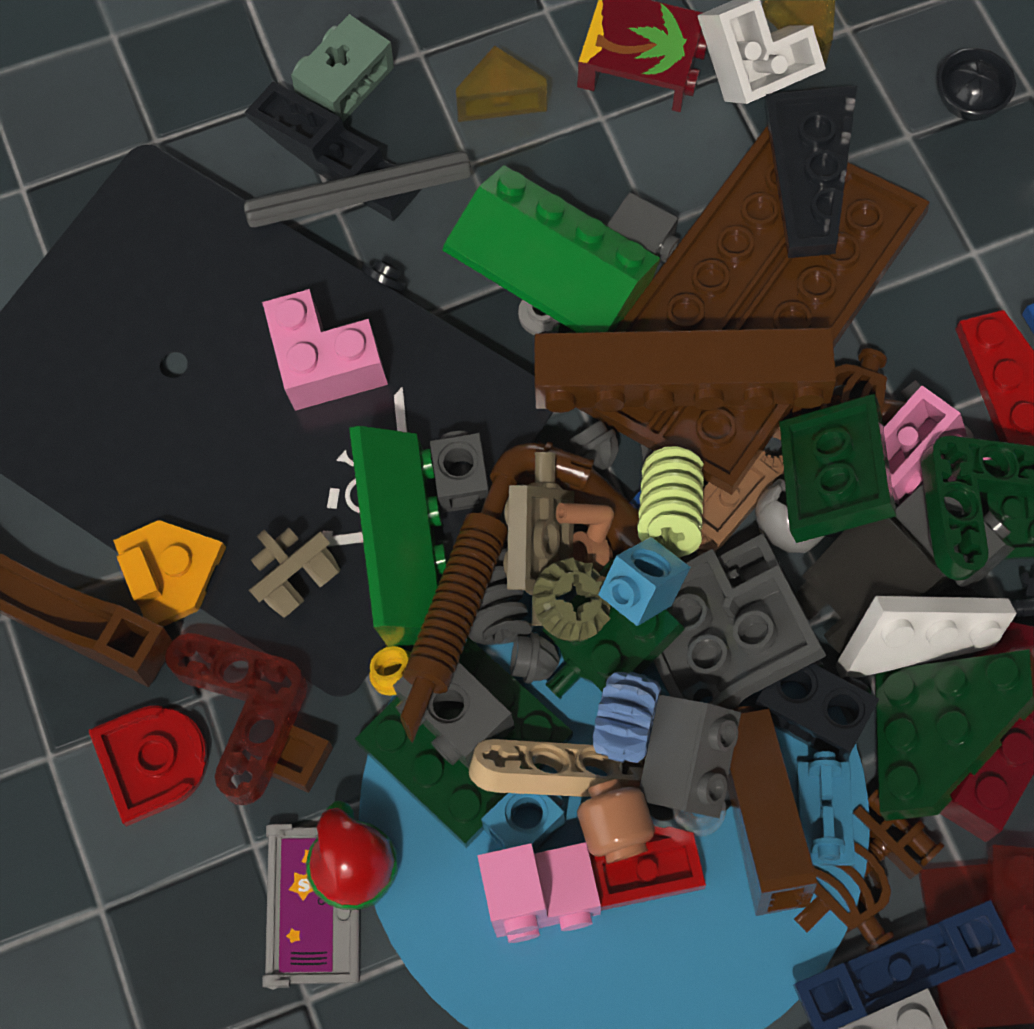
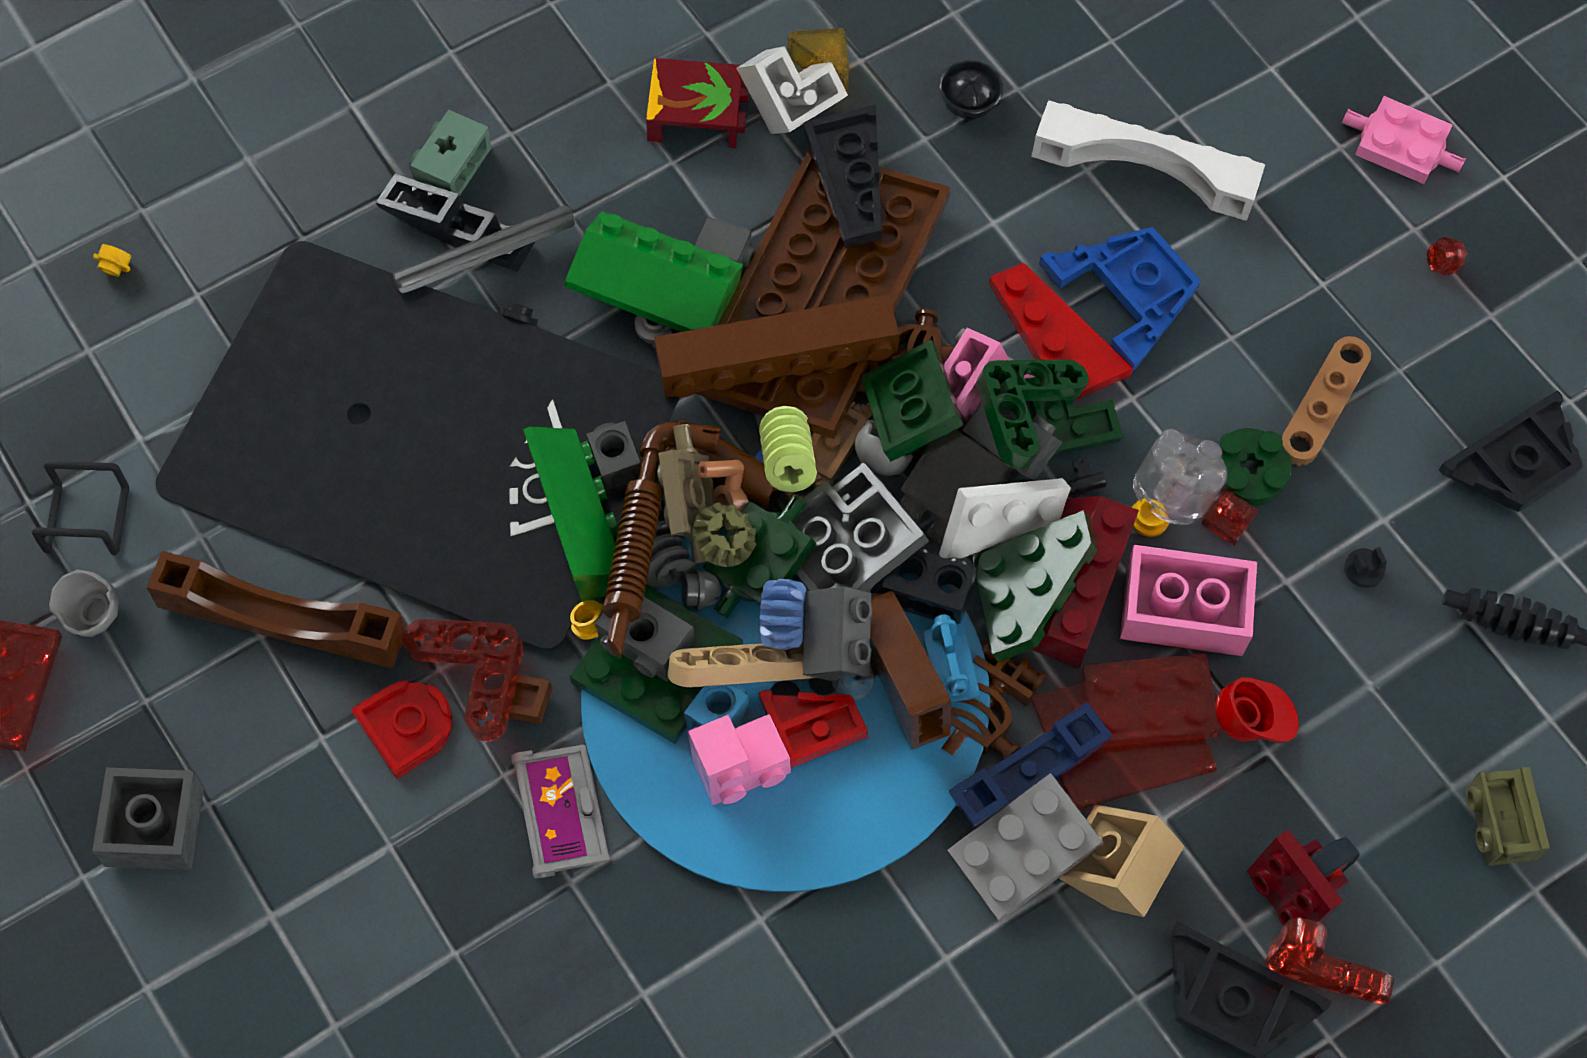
camera: 15 degrees left, 5 degrees down
(167, 569) = (390, 571): light orange plate -> none
(311, 556) = (483, 571): dark tan hips -> none
(317, 362) = (483, 389): bright pink brick -> none
(350, 860) = (586, 765): red piece -> none
(500, 89) = (585, 151): clear yellow slope -> none
(597, 444) = (719, 416): dark grey plate -> none
(615, 821) = (789, 692): nougat head -> none
(644, 581) = (777, 508): dark azure brick -> none

